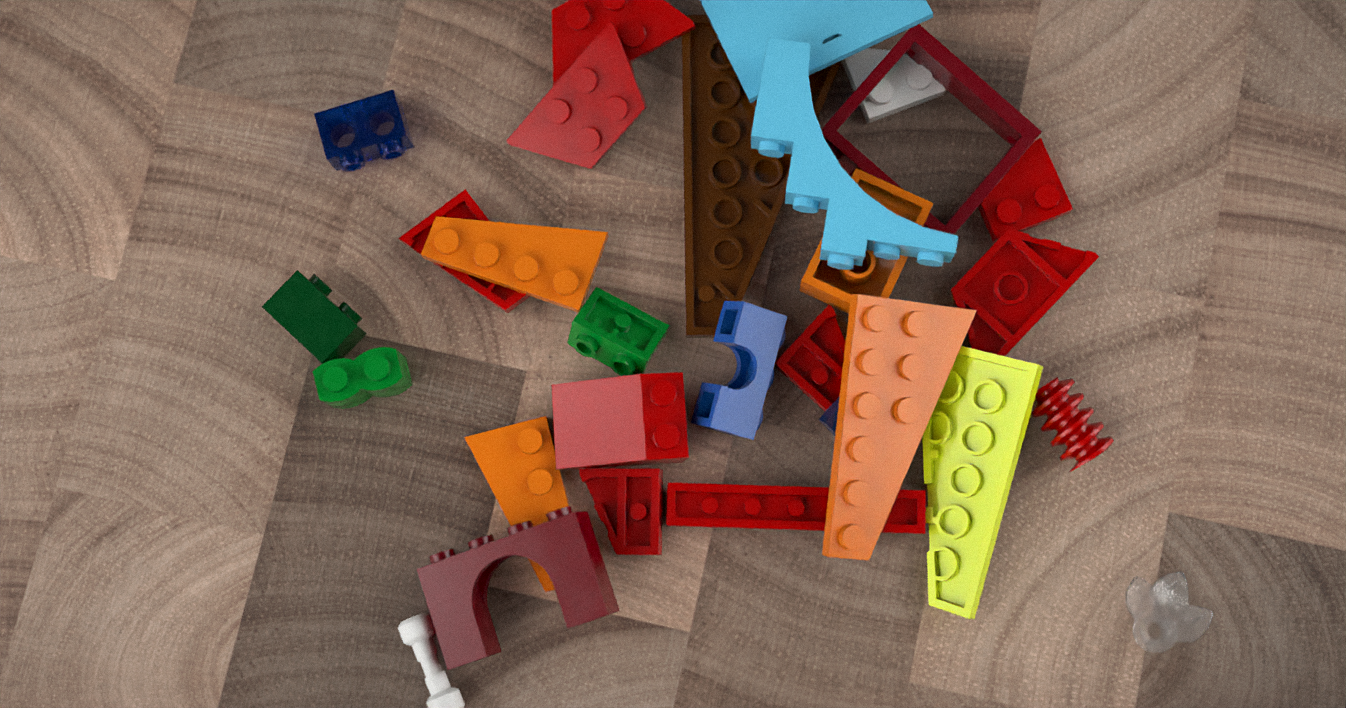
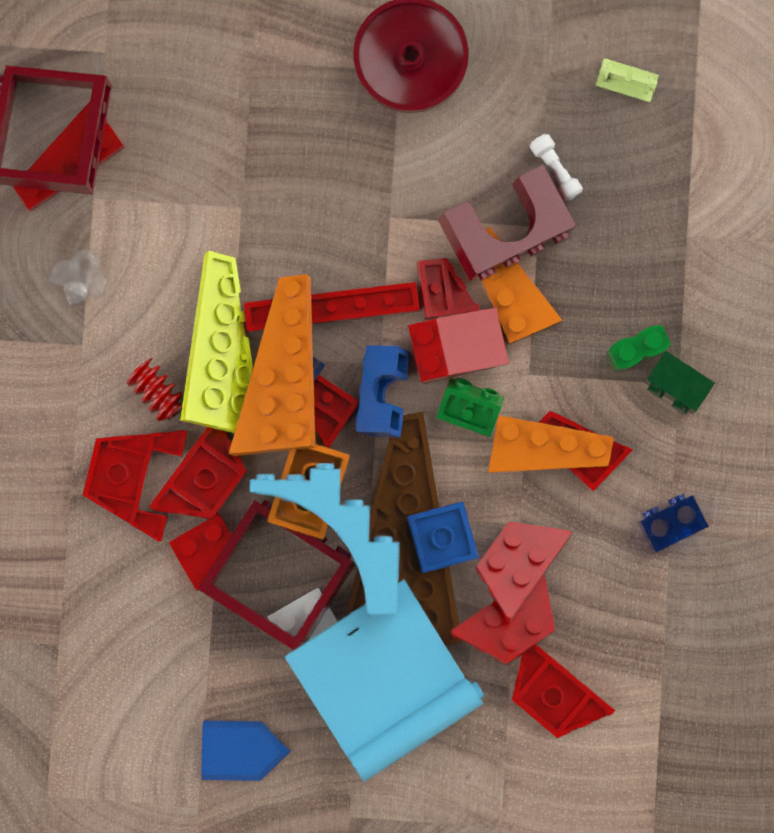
camera: 170 degrees right, 5 degrees up
(685, 155) = (442, 537): none -> blue tile
(1133, 313) = (120, 472): none -> red wing

